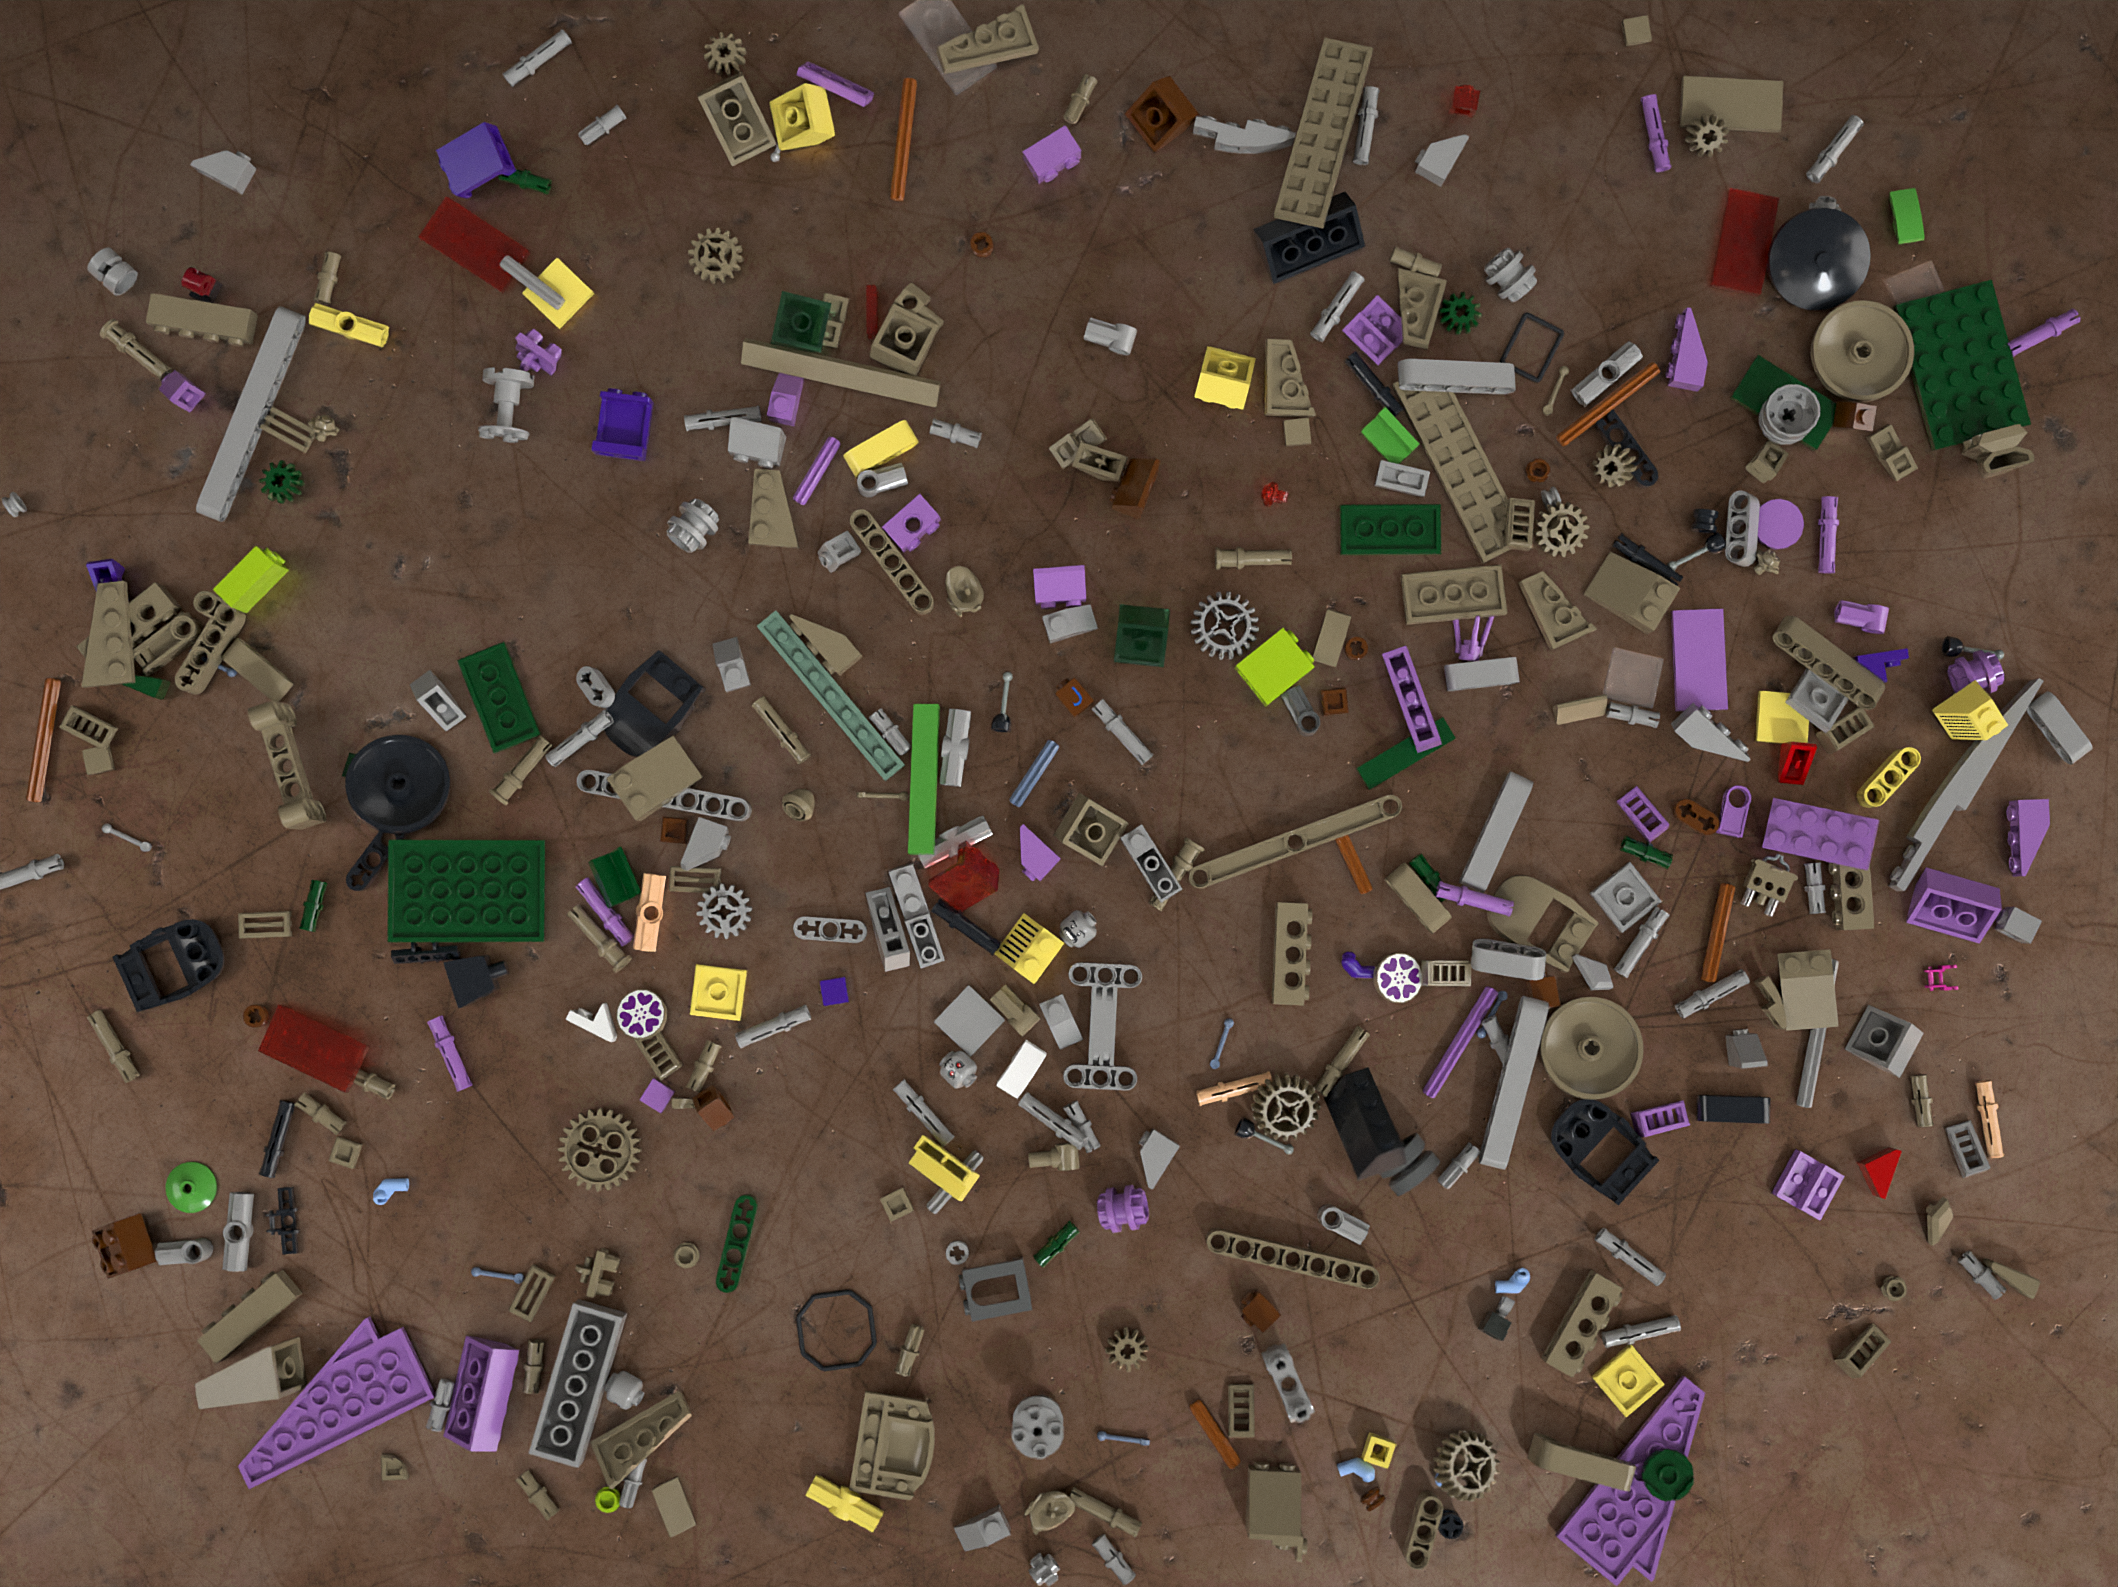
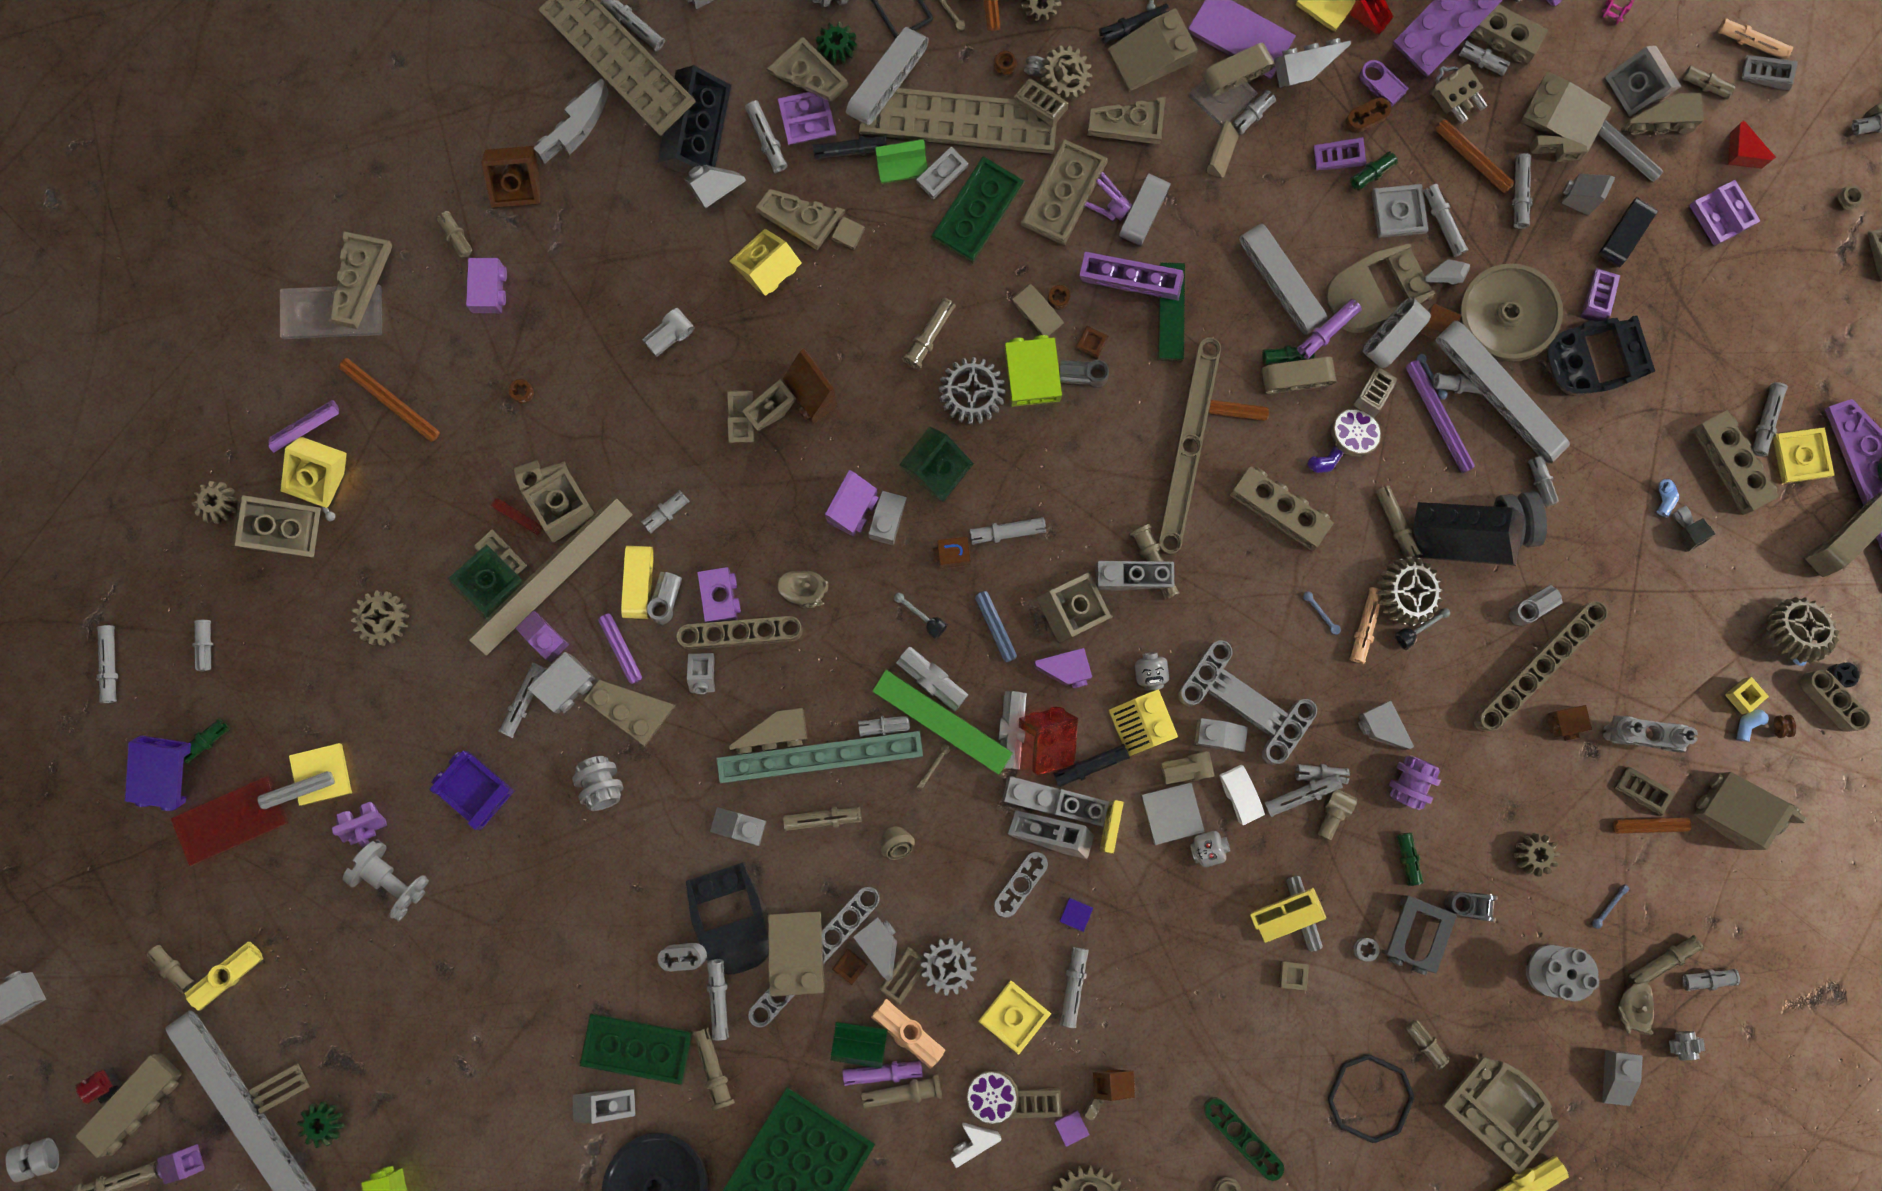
camera: 60 degrees left, 5 degrees down
(323, 426) = (297, 1055): dark tan plant -> none
(703, 1066) = (1071, 1070): dark tan pin -> none
(906, 1093) = (1199, 907): light grey pin -> none
(923, 974) = (1111, 826): none -> light yellow tile
(1051, 1323) = (1475, 905): none -> dark grey piece
(1265, 288) = (712, 183): none -> light grey slope
(1271, 494) = (887, 284): clear red plate -> none
(1415, 262) = (771, 52): dark tan pin -> none
(1630, 1256) = (1692, 393): light grey pin -> none
(1660, 677) = (1238, 69): none -> dark tan beam
(1873, 1088) = (1677, 113): none -> dark tan slope
(1938, 1219) = (1814, 127): dark tan piece -> none

